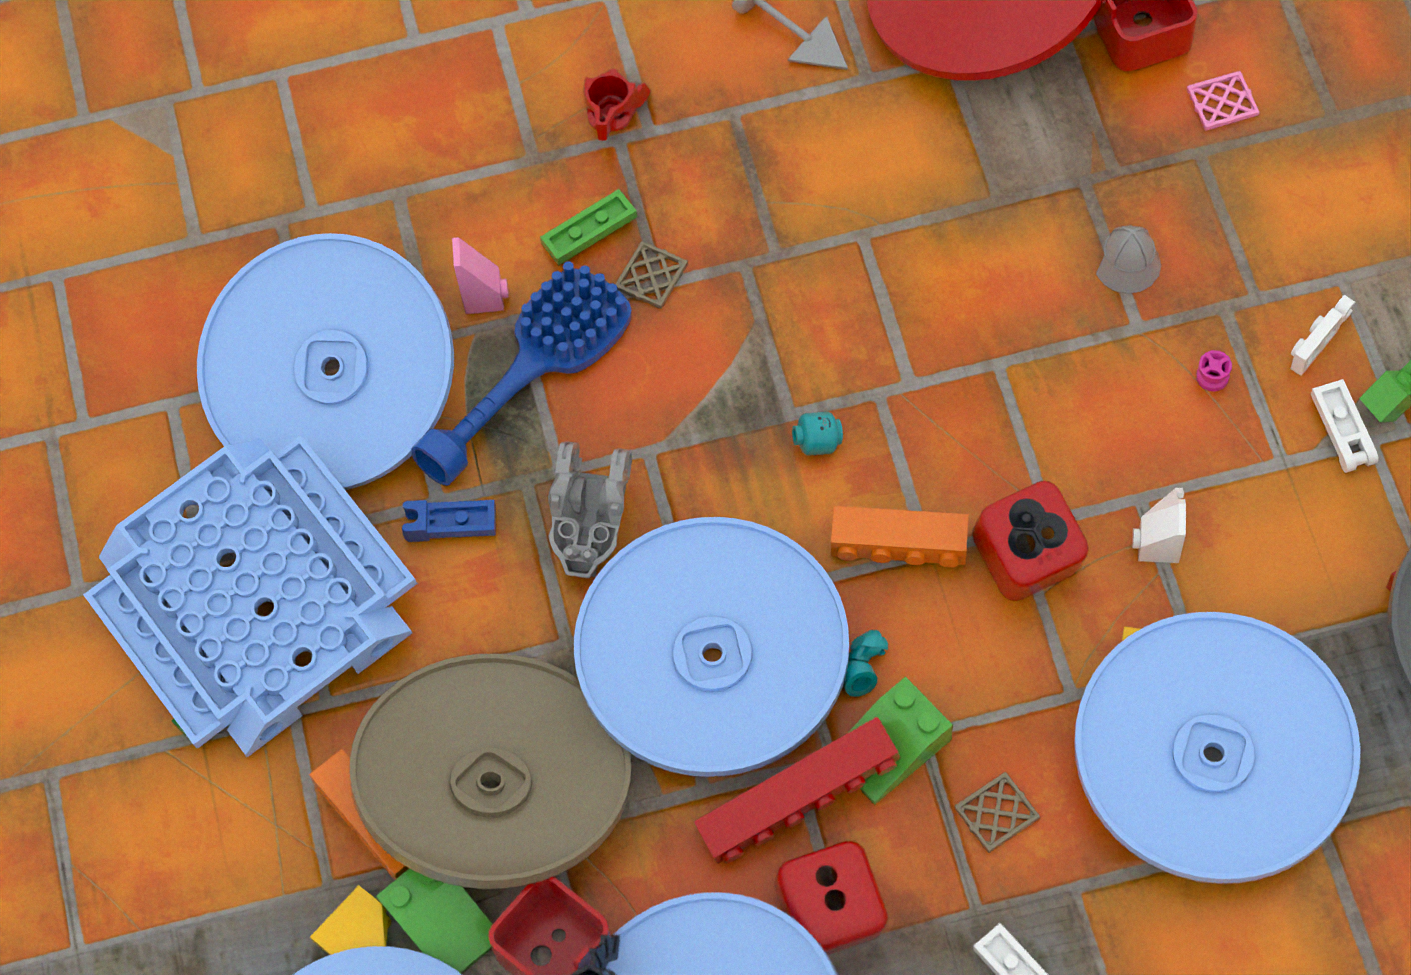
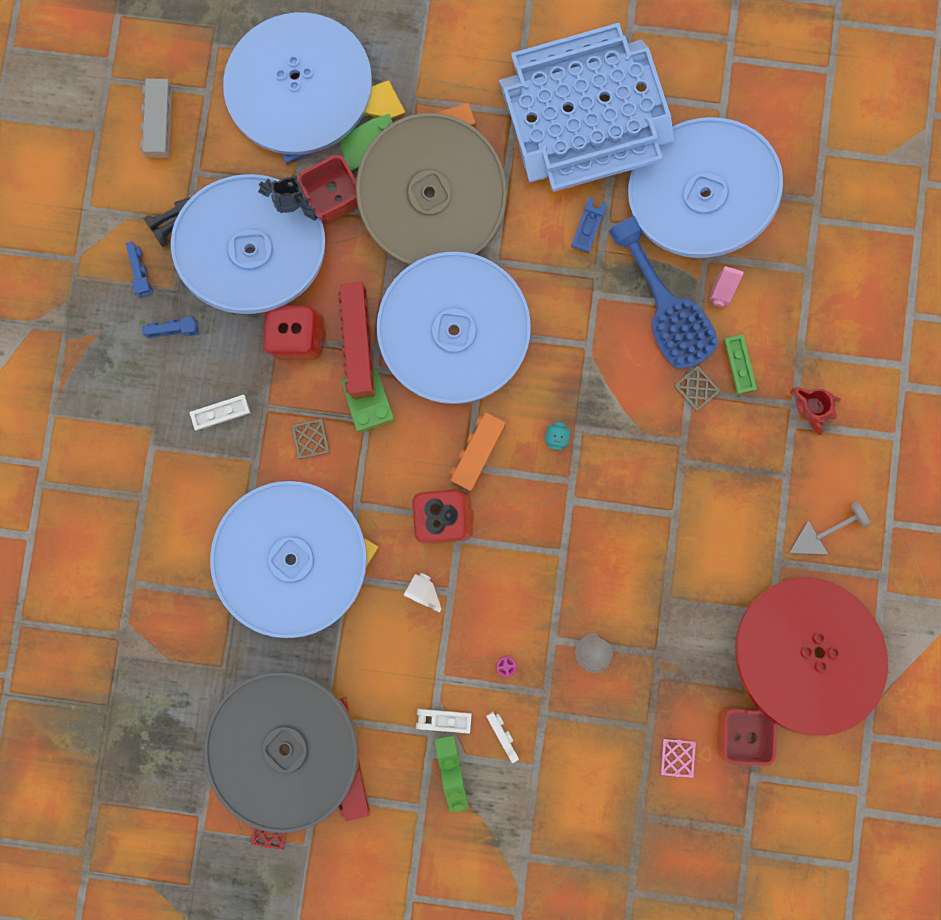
camera: 110 degrees right, 20 degrees up
(586, 510) = (560, 293): light grey animal -> none
(860, 675) = (424, 408): teal arm -> none

